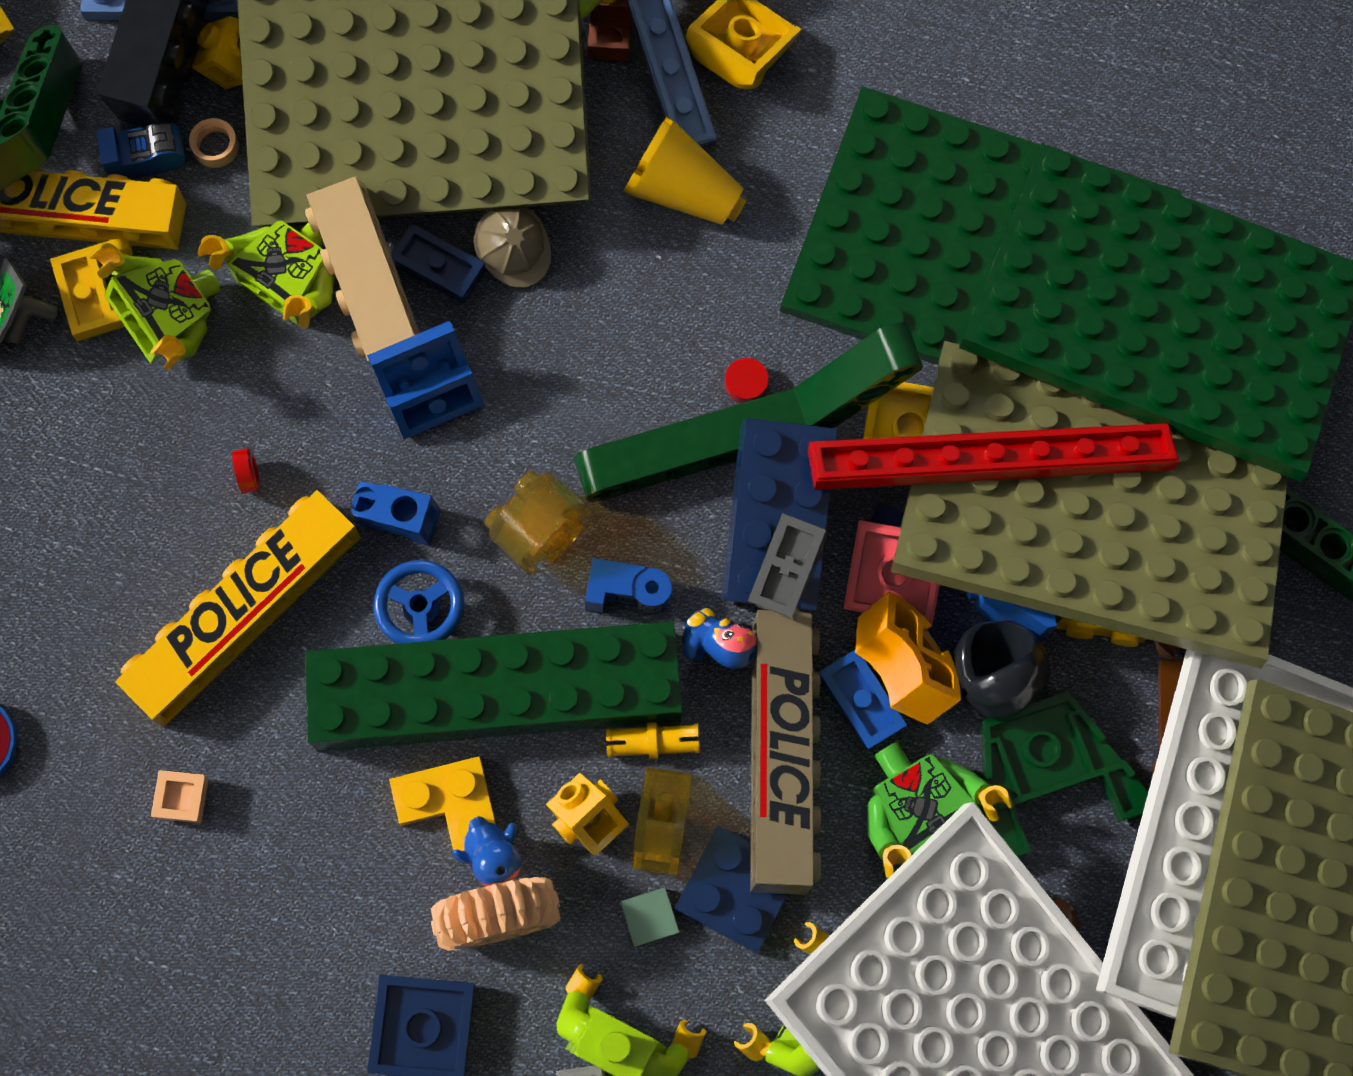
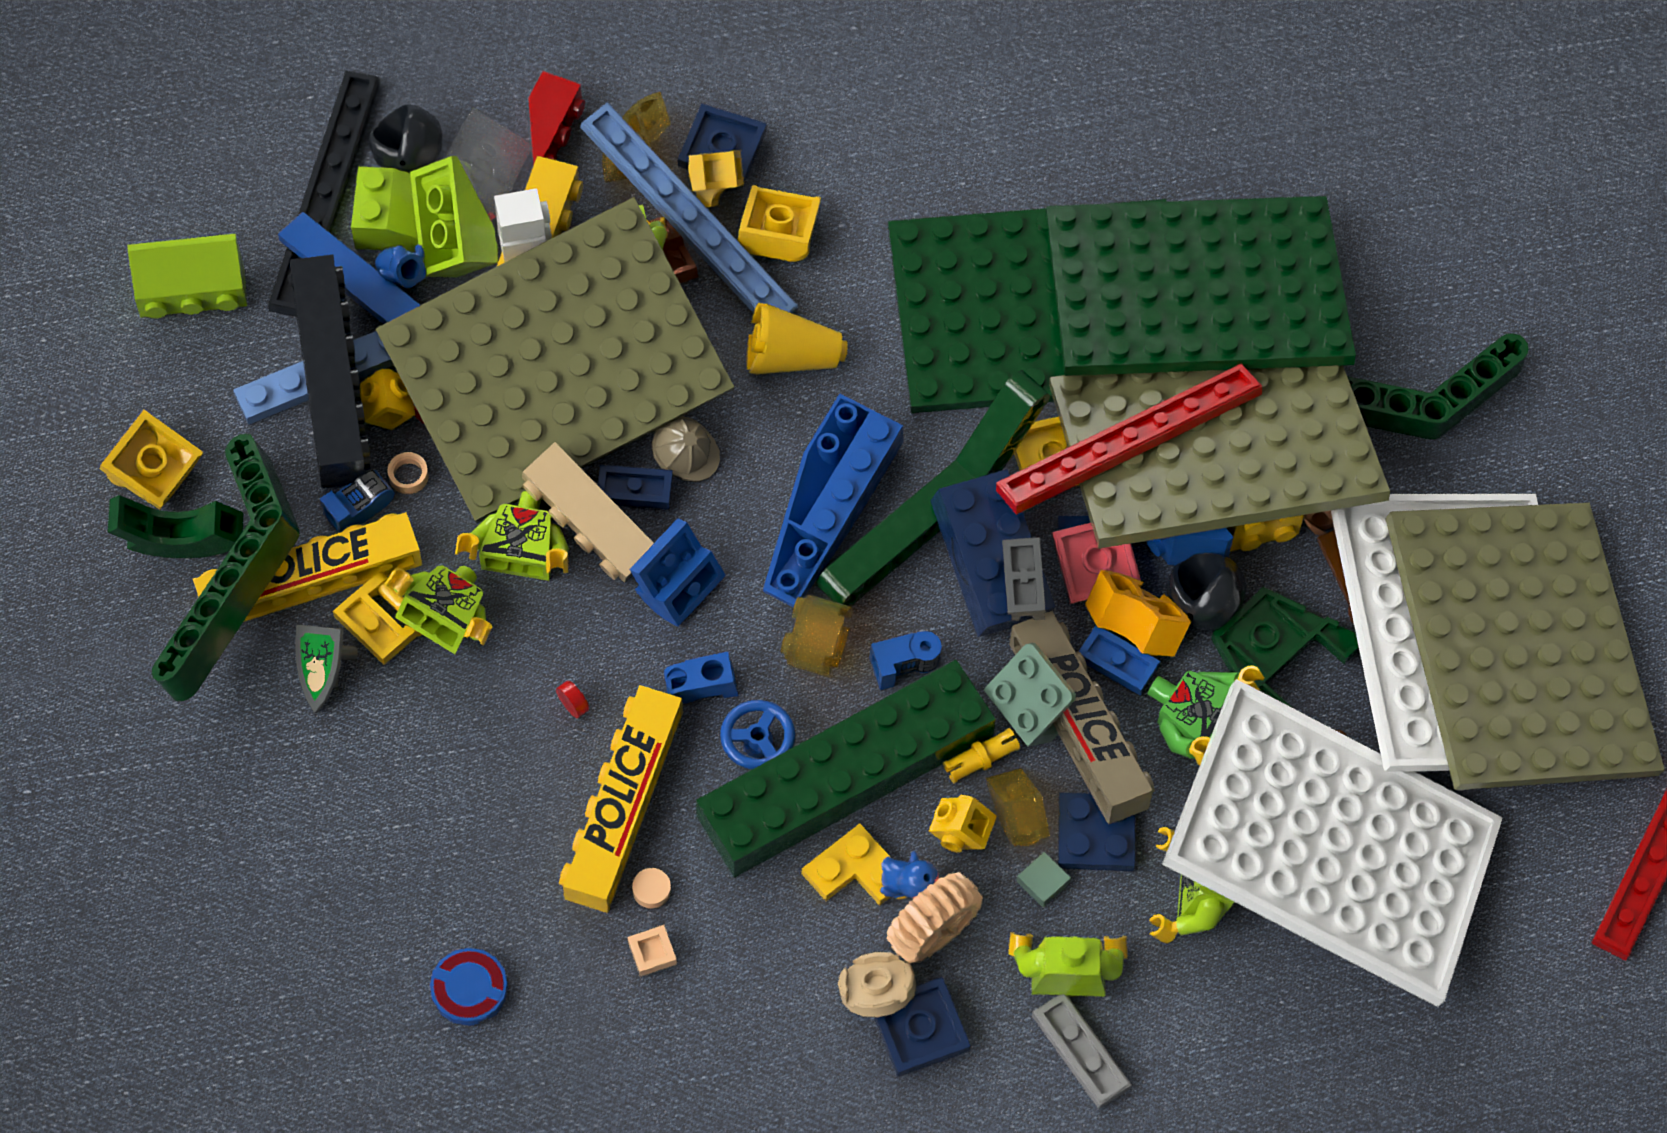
camera: 25 degrees left, 10 degrees down
(220, 723) = (651, 888): none -> light nougat tile
(396, 958) = (877, 984): none -> tan tile
(636, 366) = (829, 493): none -> blue wedge
(722, 639) = (987, 662): blue animal -> none
(734, 703) = (1031, 695): none -> sand green bracket
(746, 380) = (913, 472): red tile -> none

